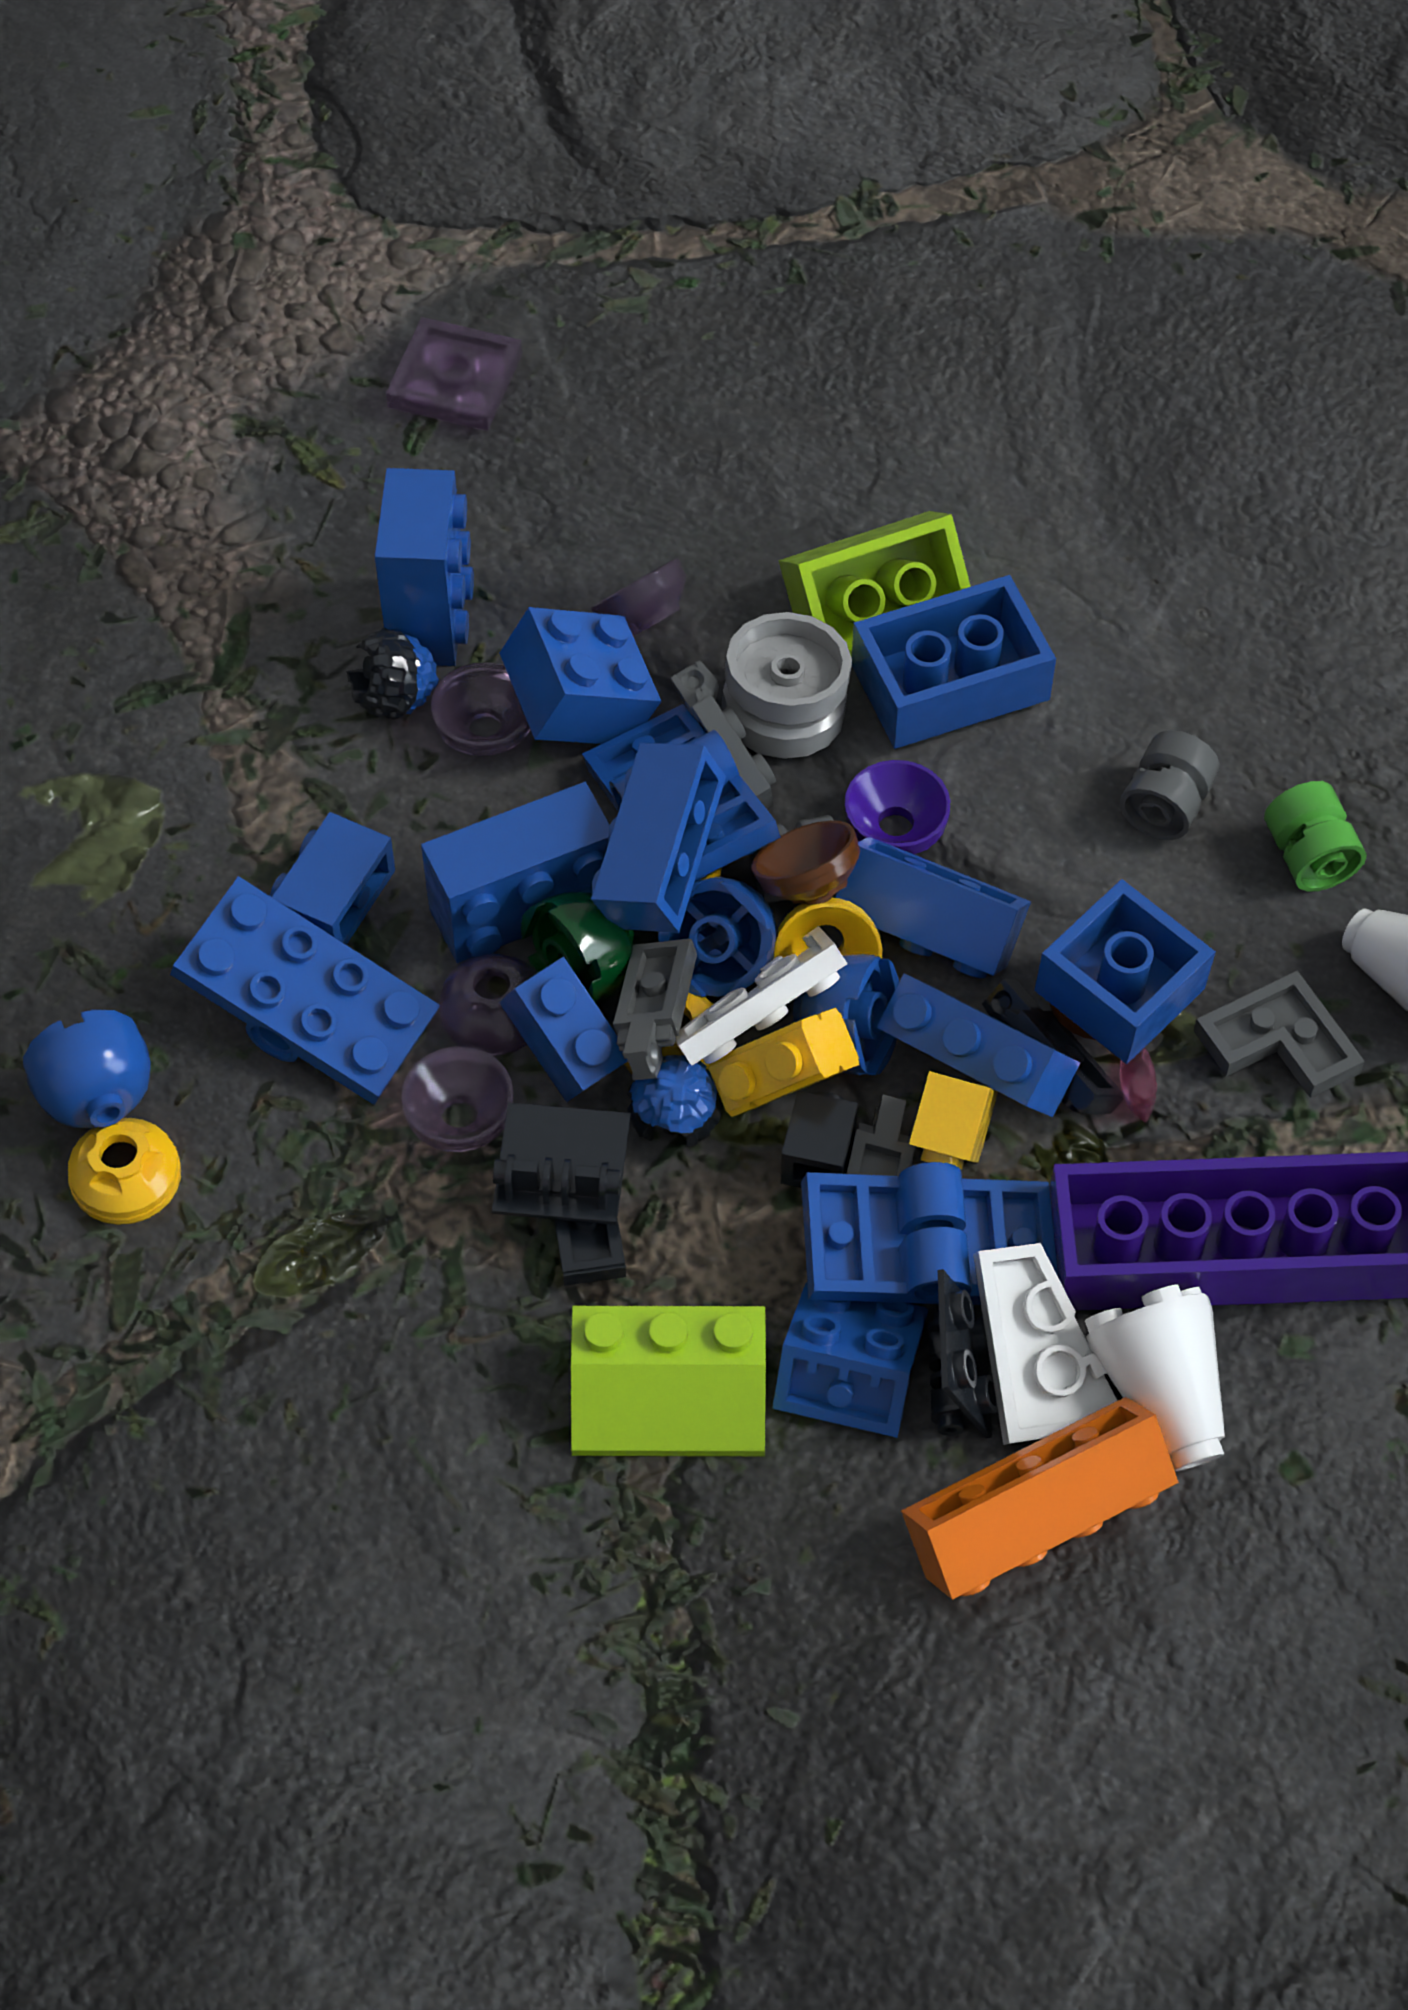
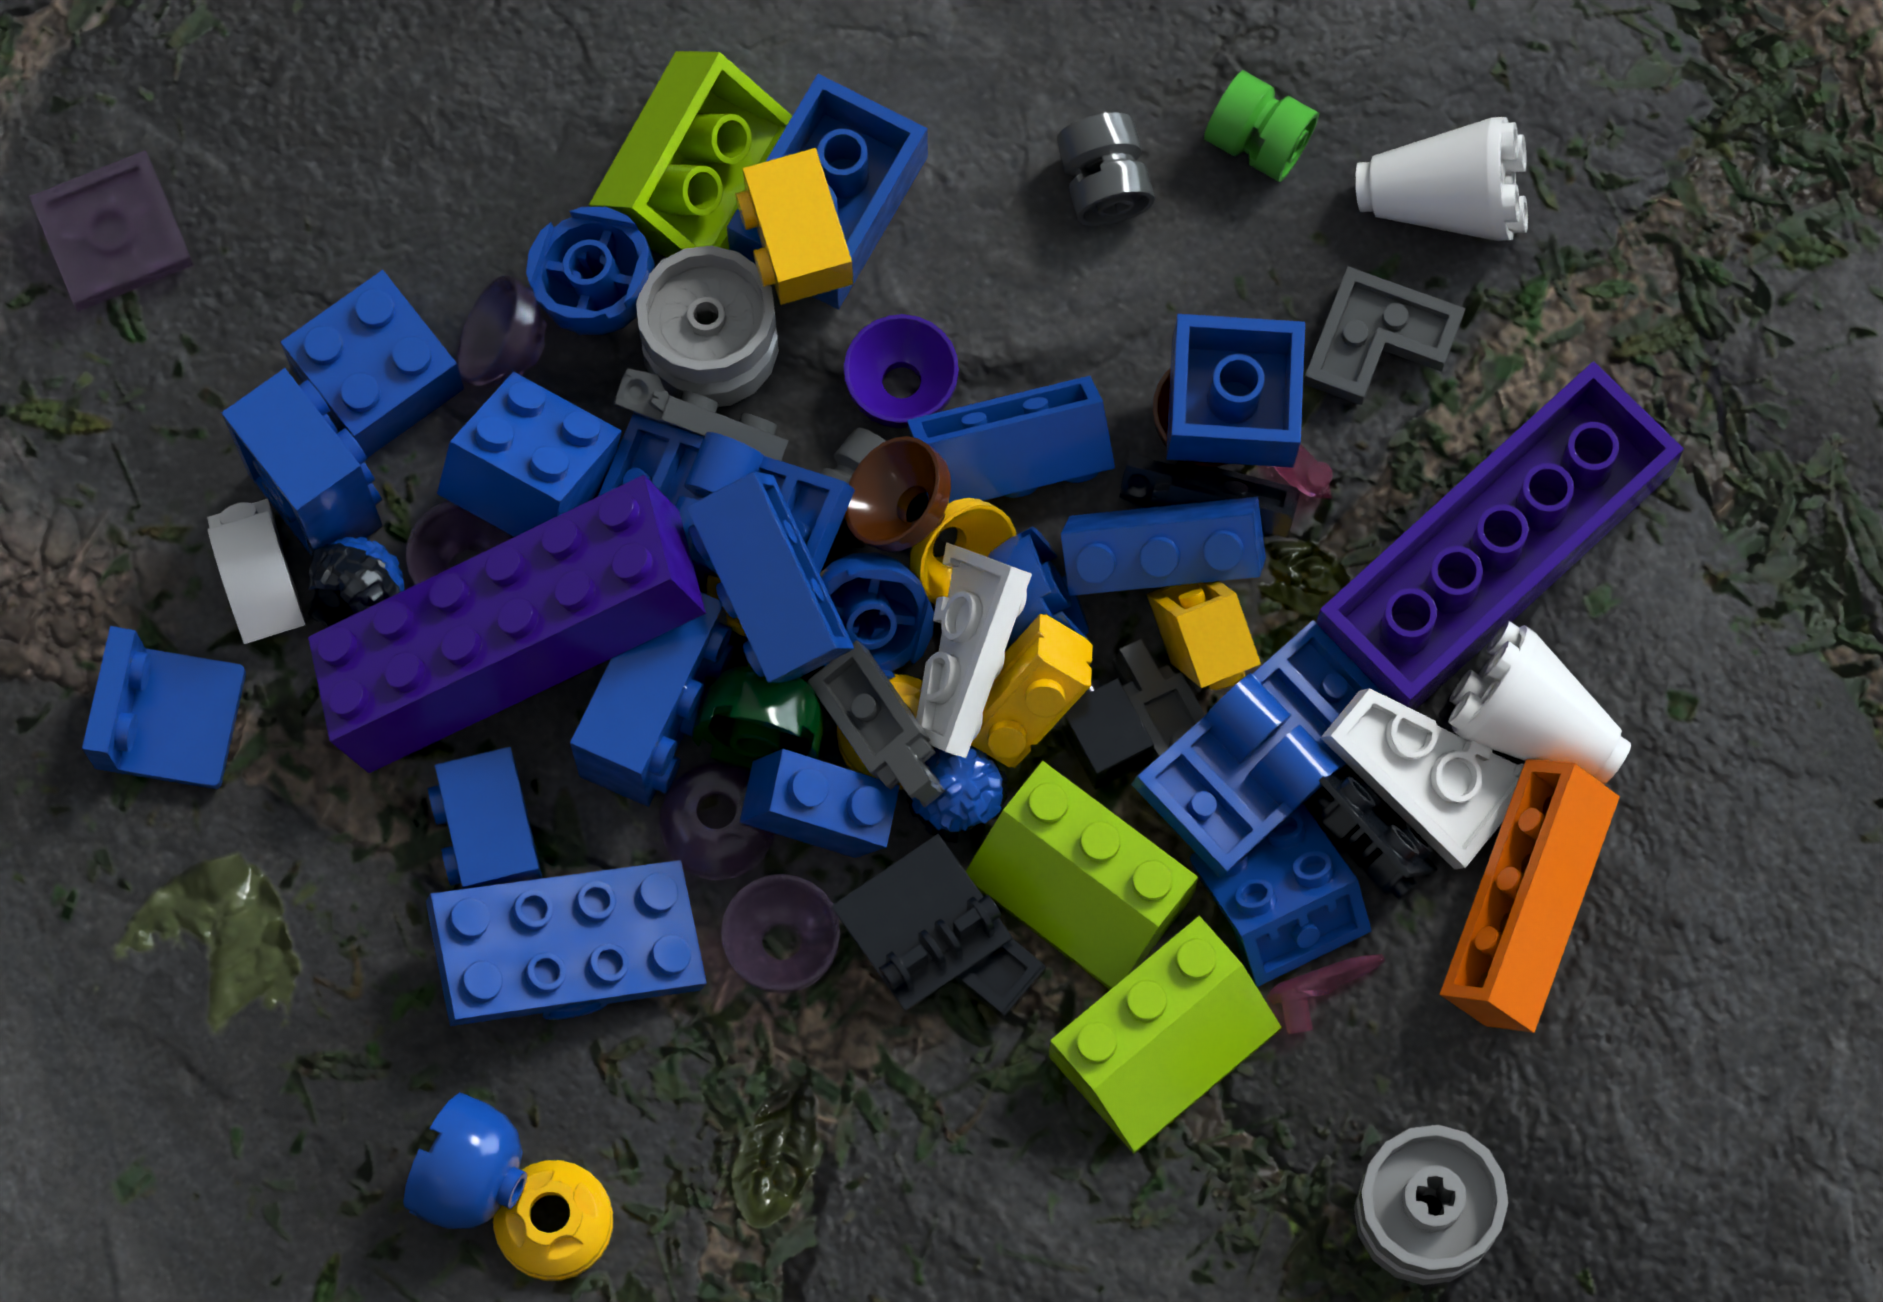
camera: 40 degrees left, 15 degrees up
(190, 658) = (162, 713): none -> blue bracket
(334, 620) = (254, 570): none -> white brick
(457, 745) = (506, 624): none -> dark purple brick
(537, 553) = (374, 363): none -> blue brick
(711, 1220) = (1080, 877): none -> lime slope
(733, 587) = (590, 270): none -> blue cylinder
(753, 1659) = (1438, 1166): none -> light grey wheel
(819, 1439) = (1321, 982): none -> clear pink bar
(897, 644) = (796, 225): none -> yellow brick

